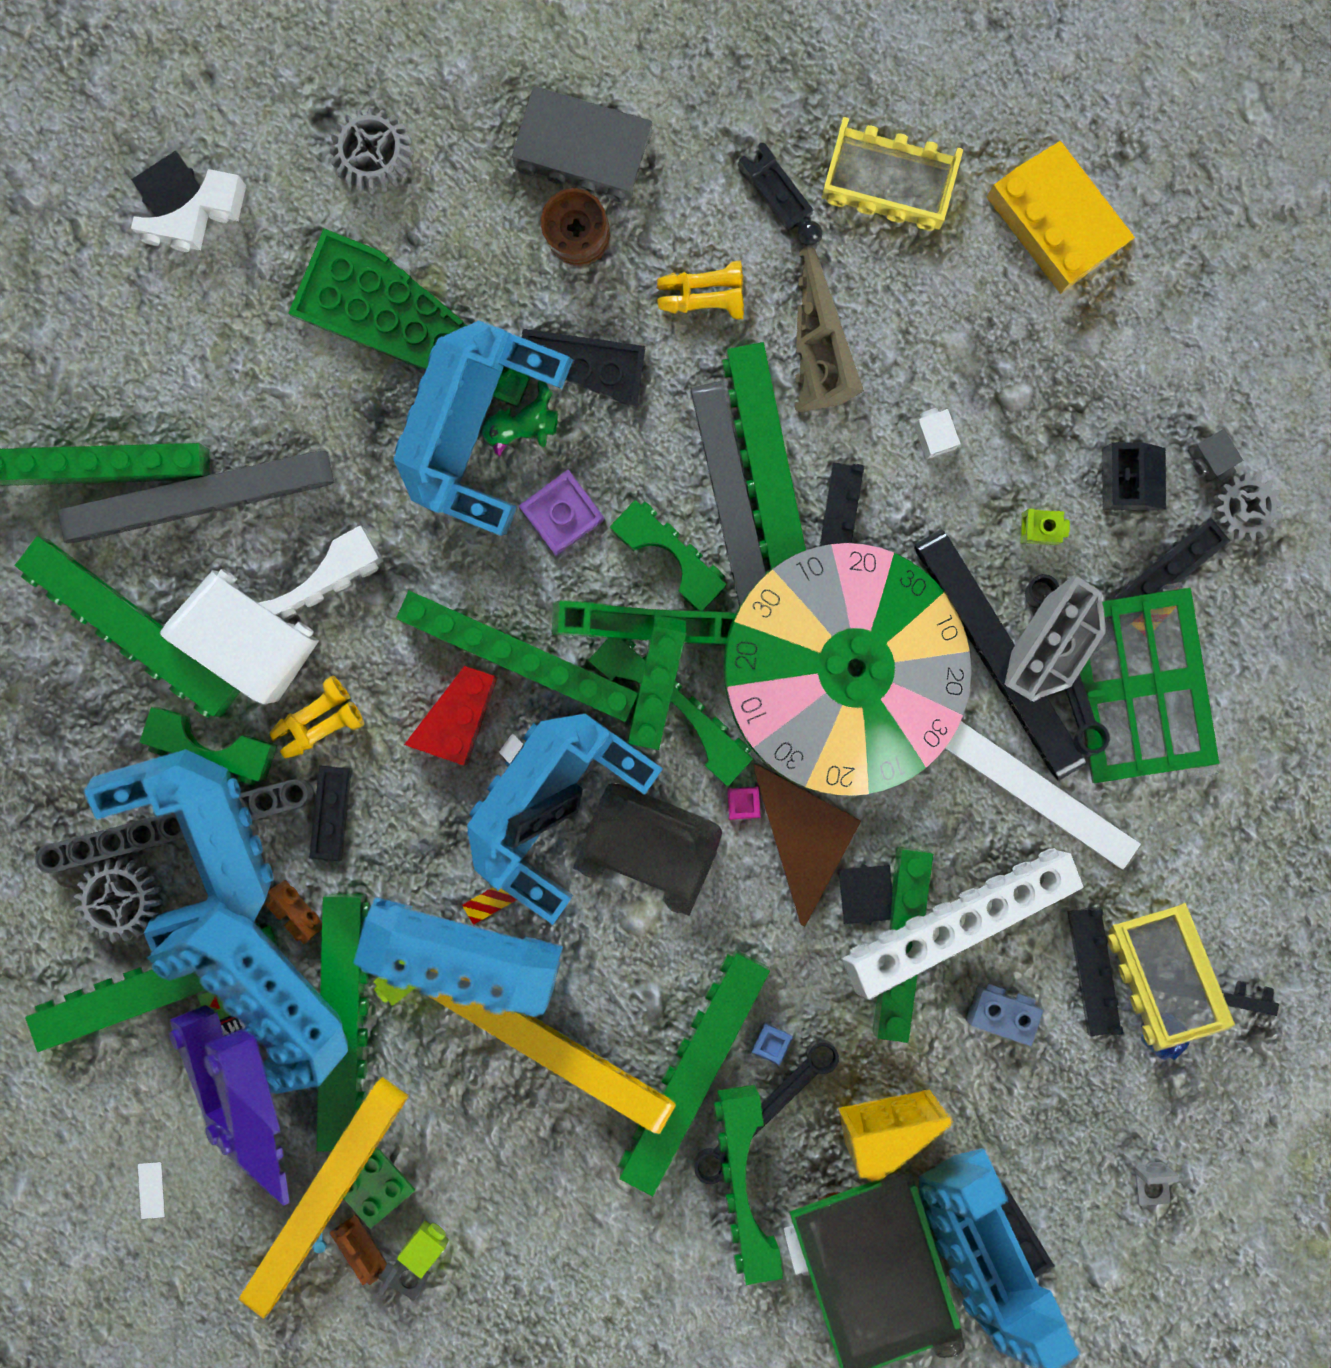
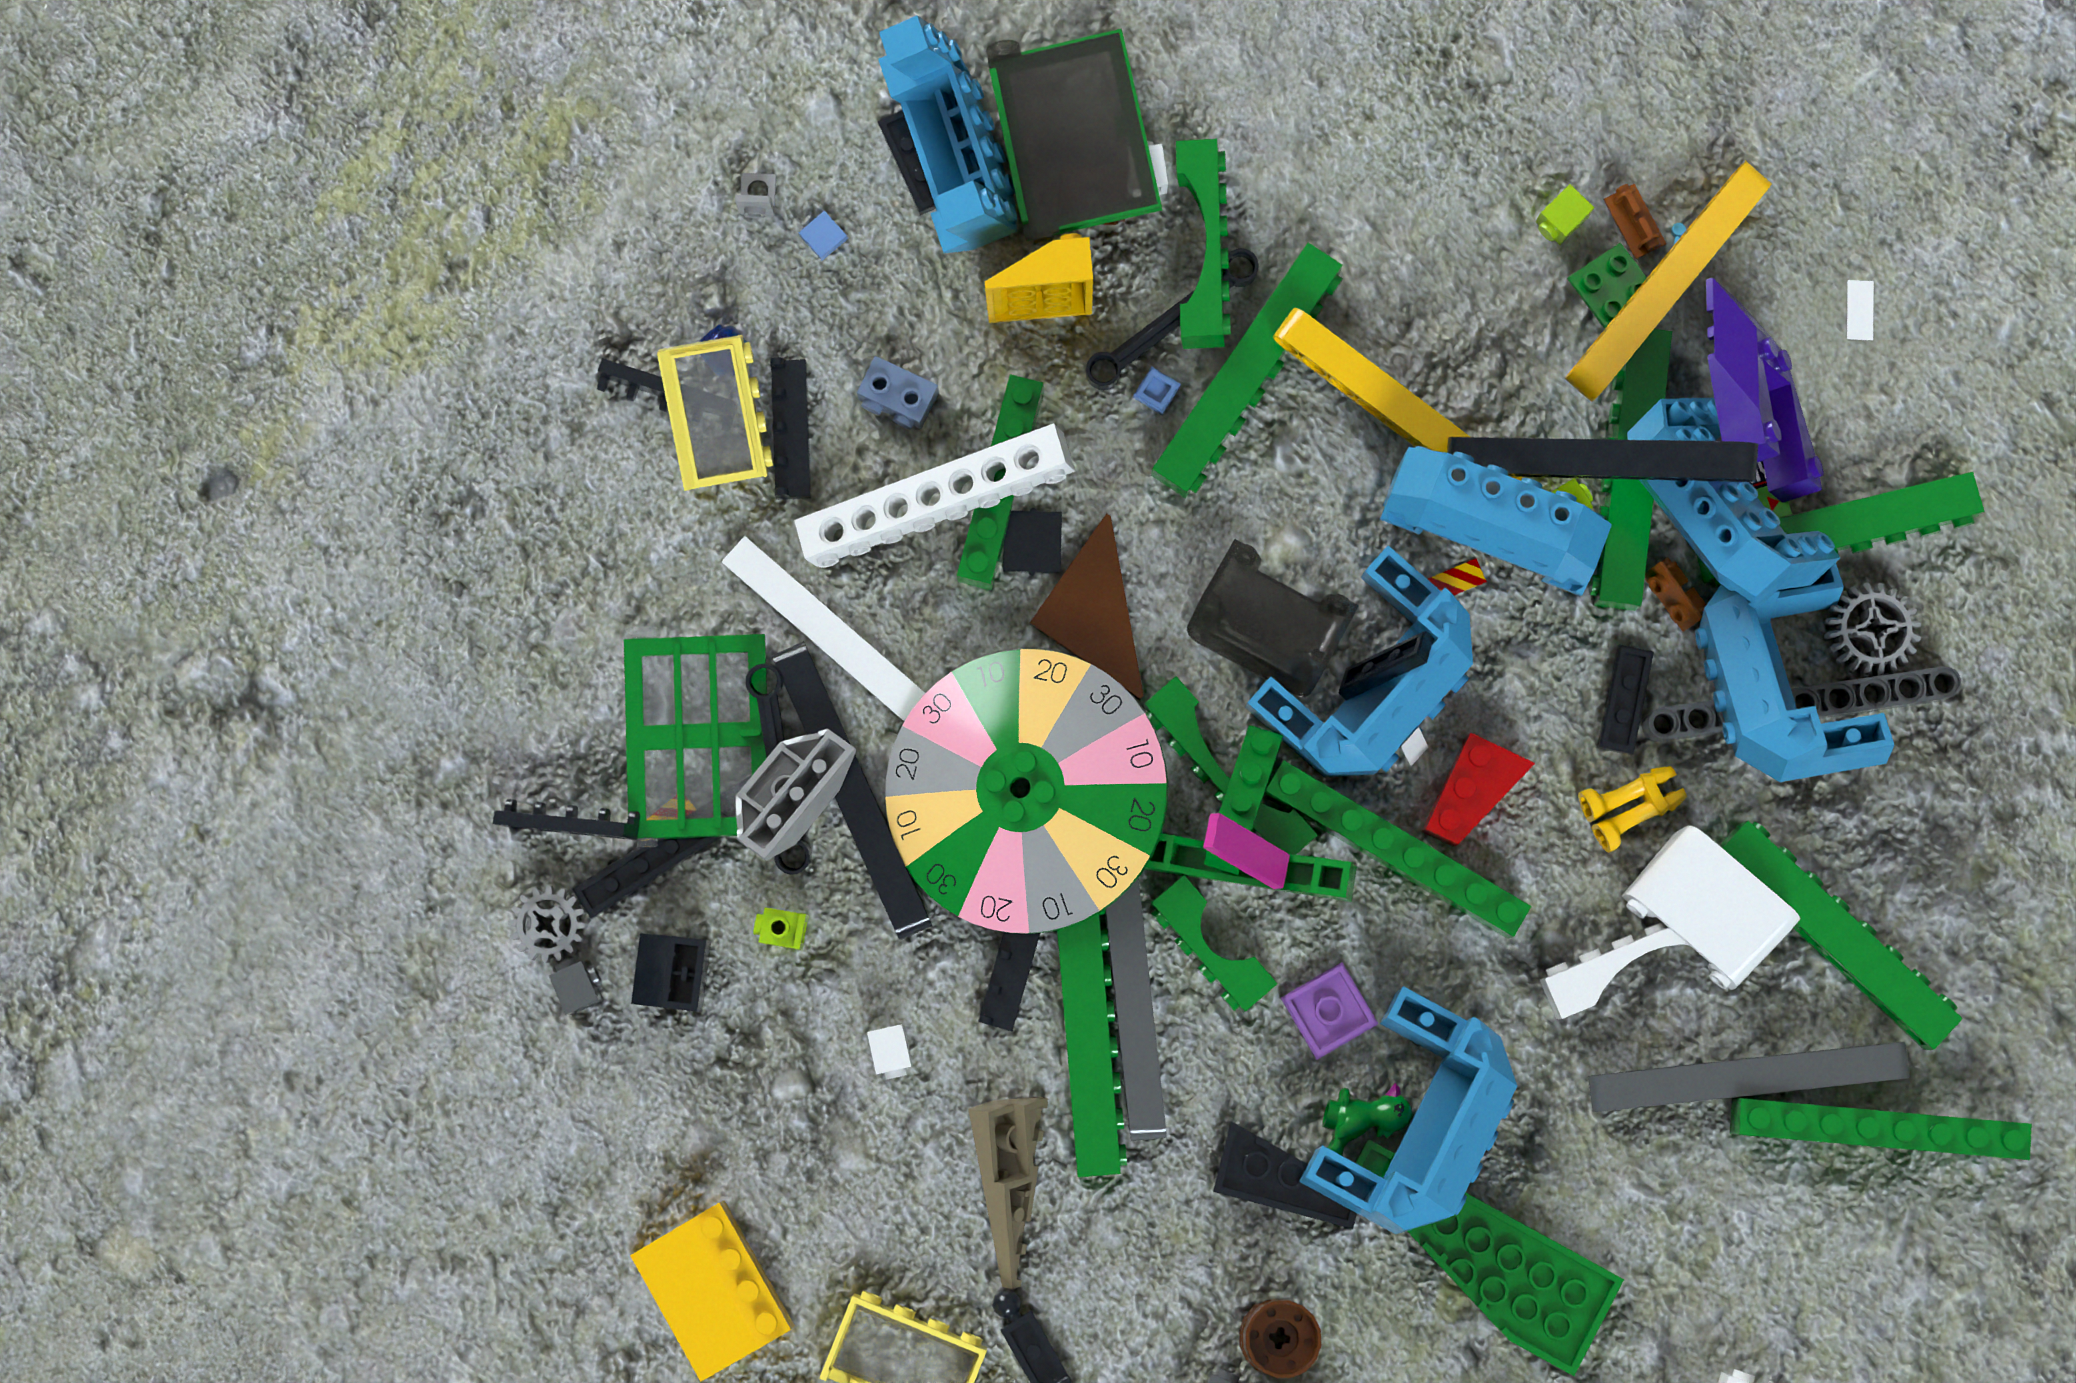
camera: 170 degrees left, 5 degrees down
(172, 733) = (1797, 808): green arch -> none
(355, 1023) = (1614, 458): none -> black beam
(391, 1277) = (1602, 188): dark grey bracket -> none
(651, 630) = (1246, 851): none -> dark pink tile
(730, 299) = (1109, 1233): yellow piece -> none
(743, 803) = (1158, 658): dark pink tile -> none
(1089, 1153) = (823, 235): none -> medium blue tile
(1243, 593) = (569, 824): none -> black hinge

